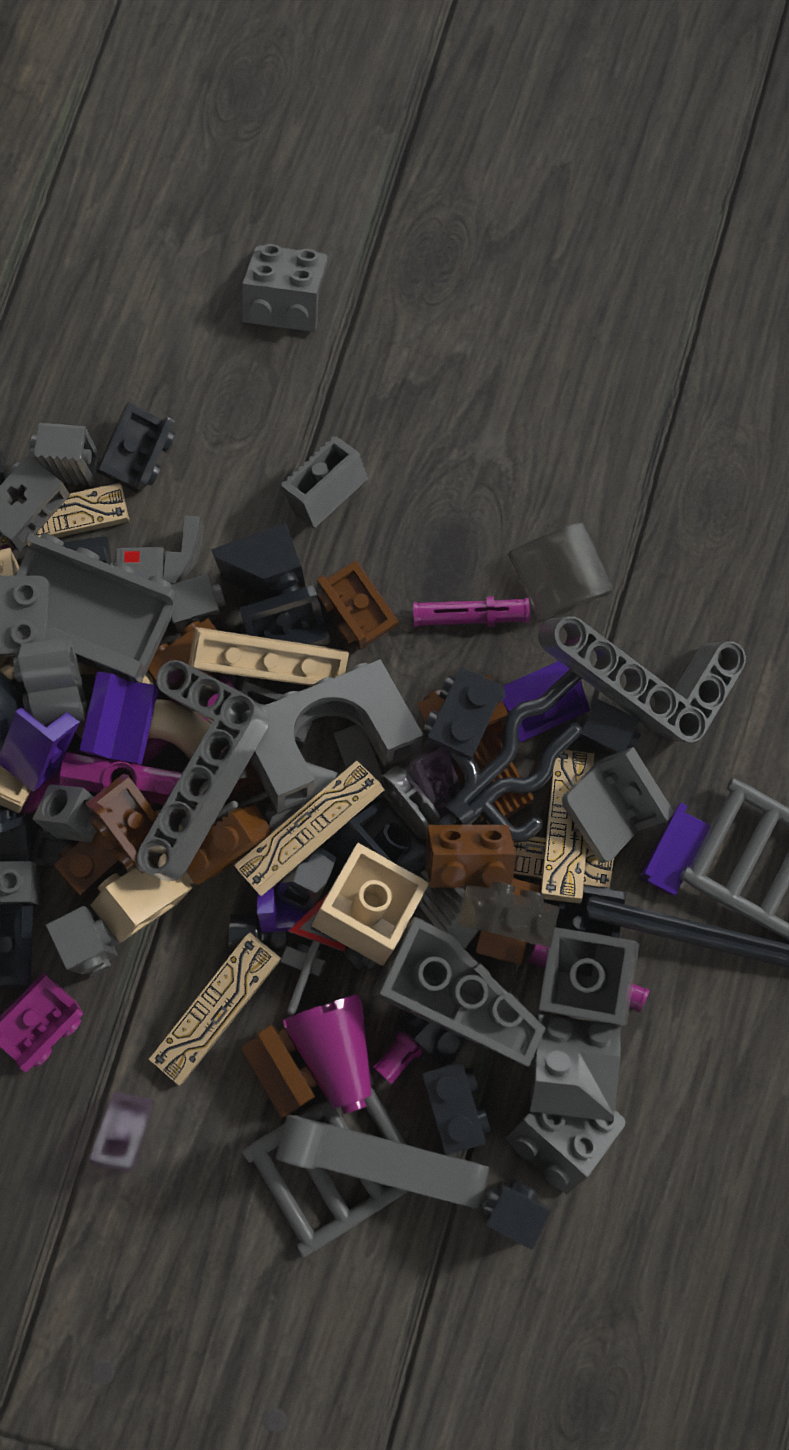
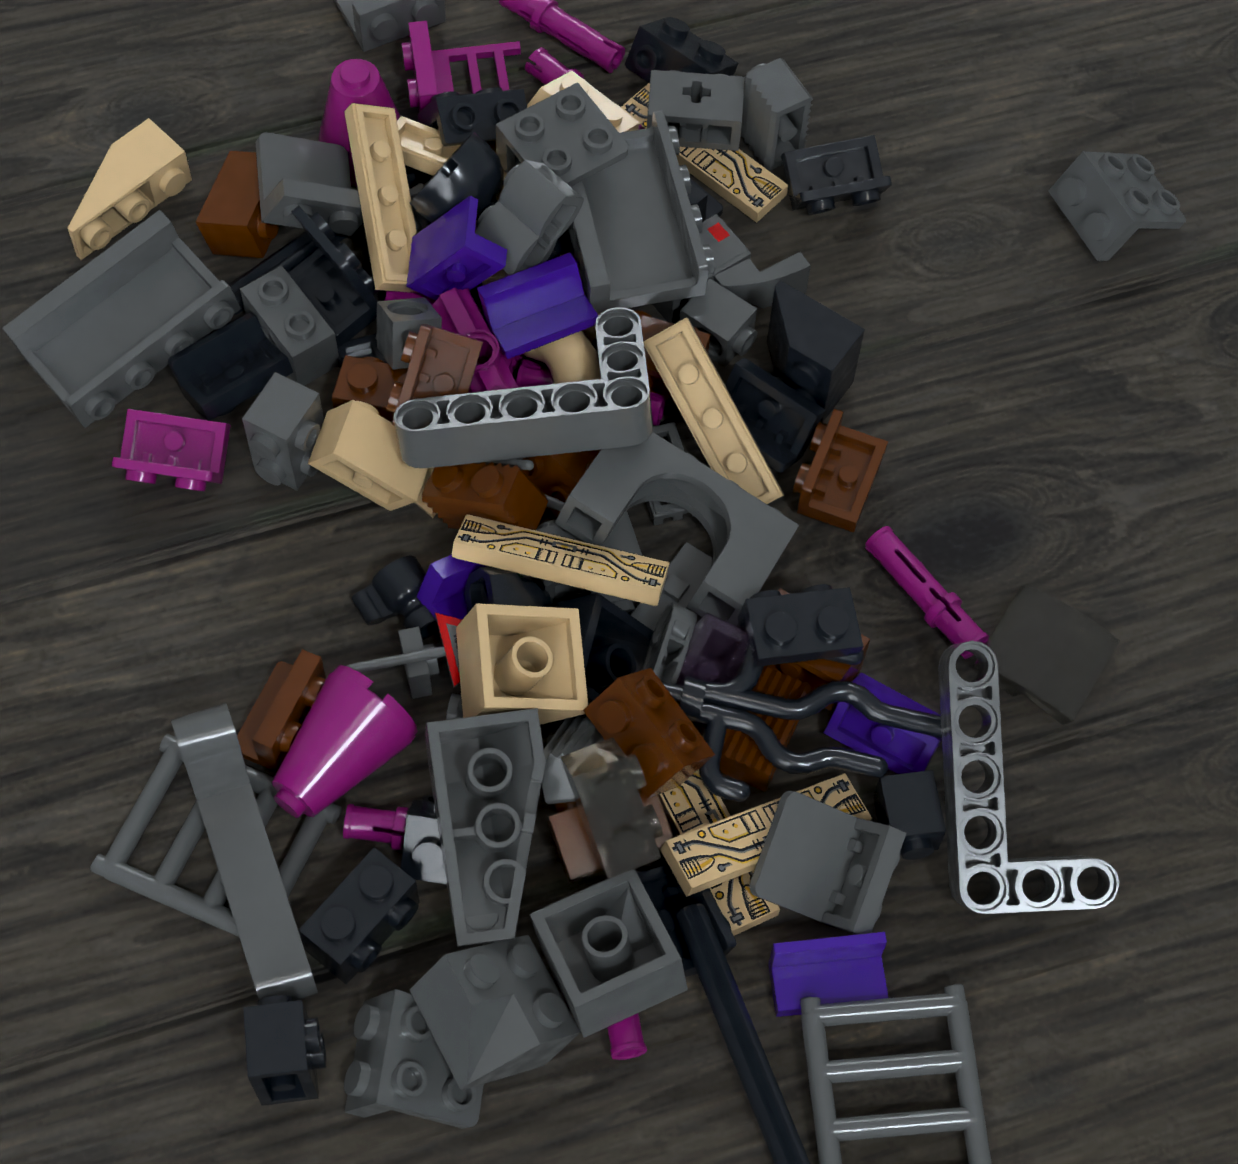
camera: 50 degrees right, 15 degrees down
(122, 1133) = (108, 597): clear purple slope -> none
(215, 1008) = (303, 604): tan tile -> none
(324, 481) = (944, 358): dark grey brick -> none

